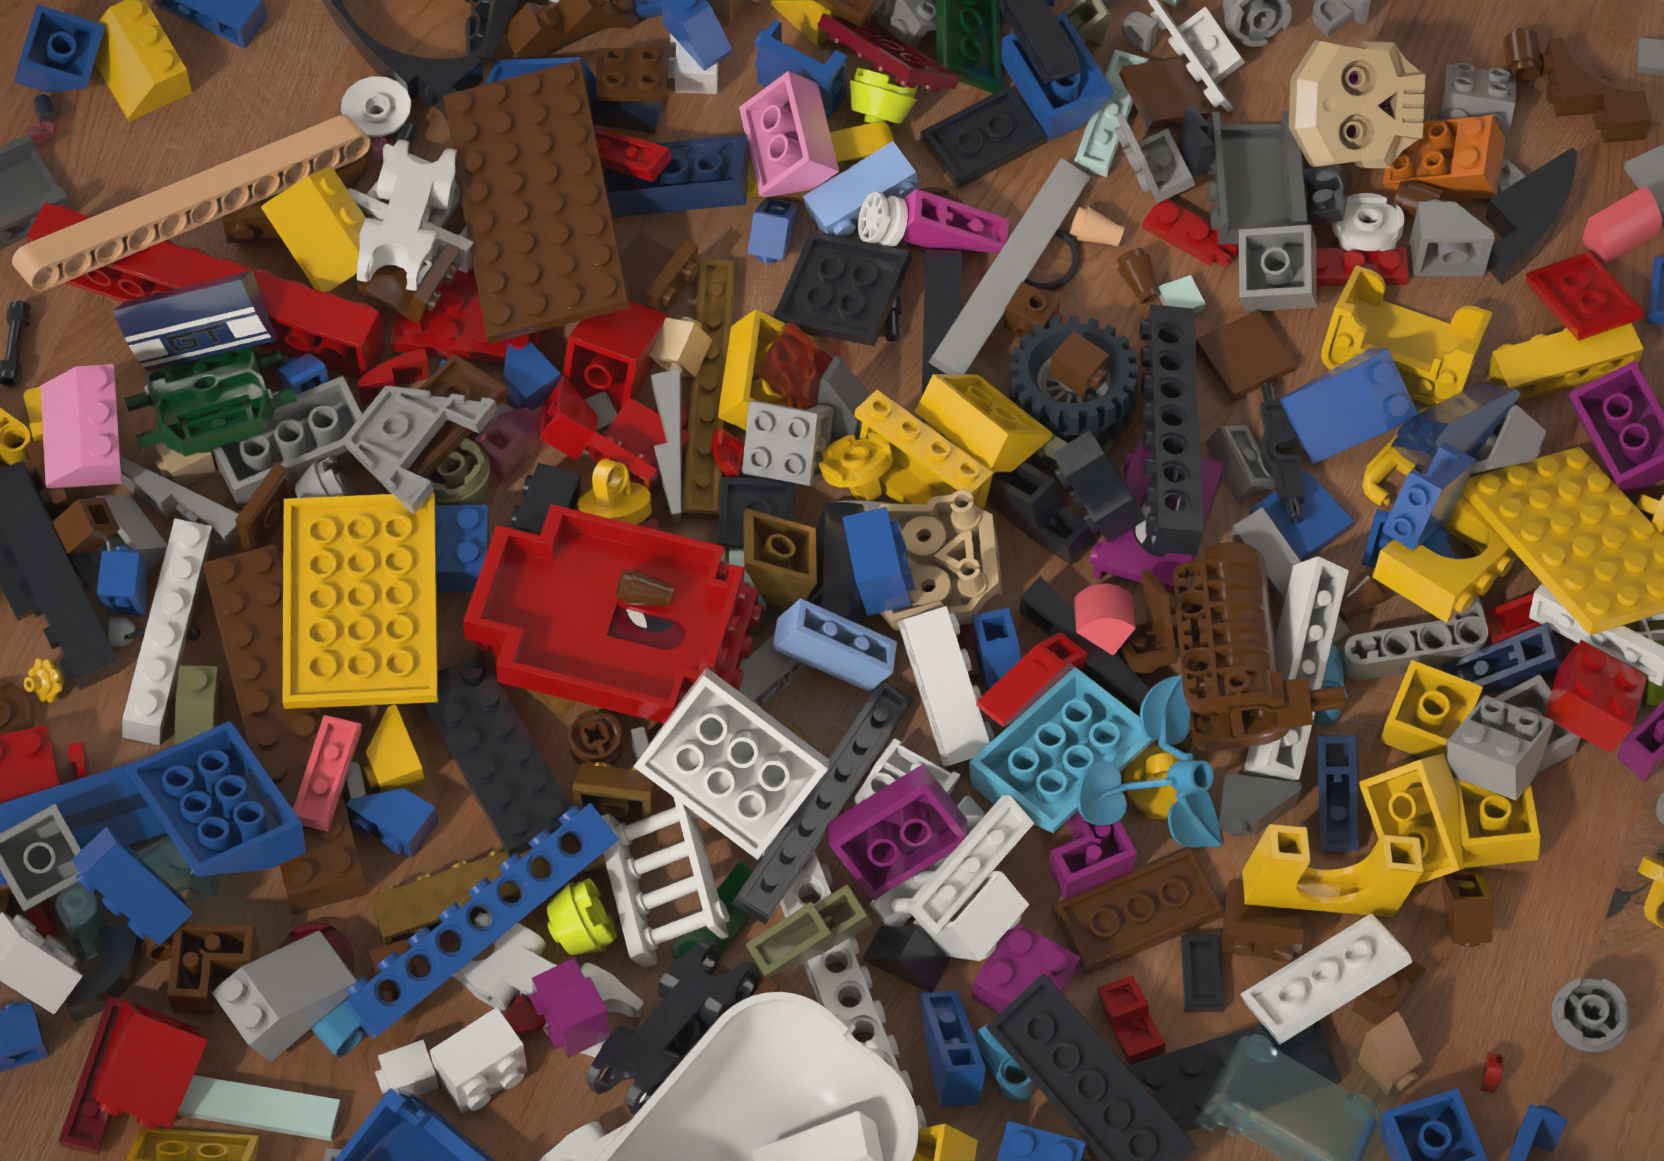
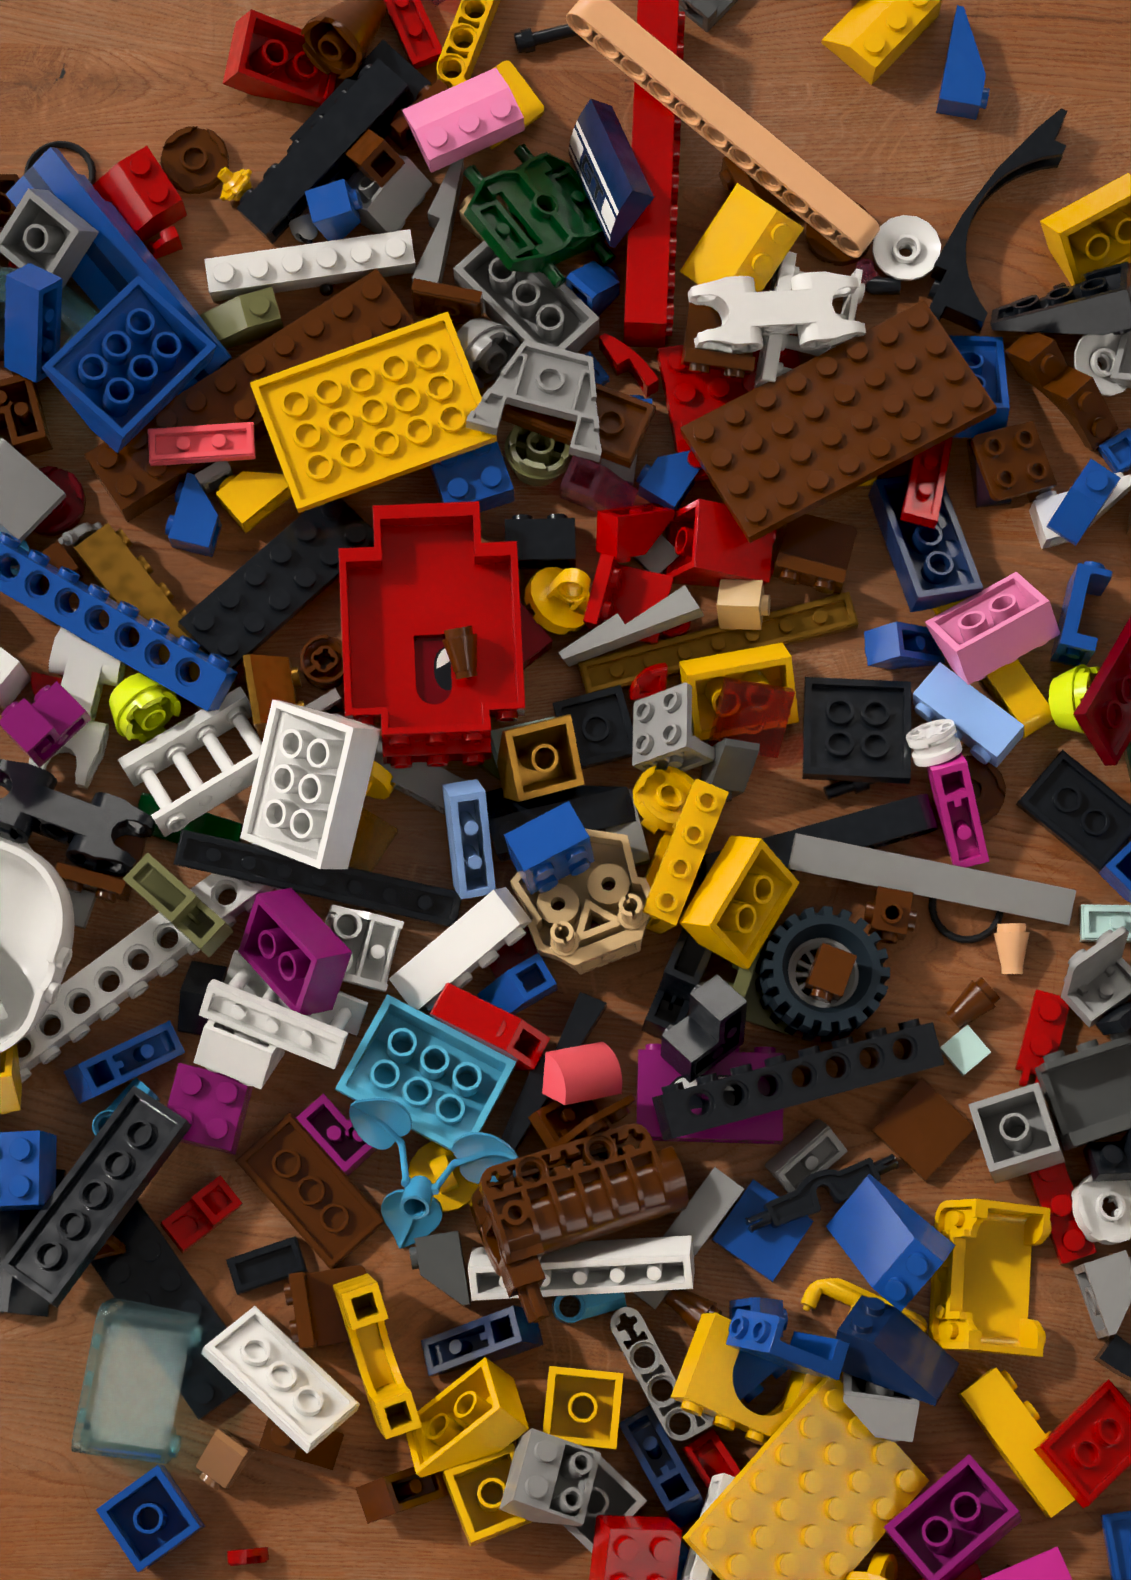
camera: 75 degrees right, 15 degrees up
(369, 937) = (79, 534): none -> light grey piece

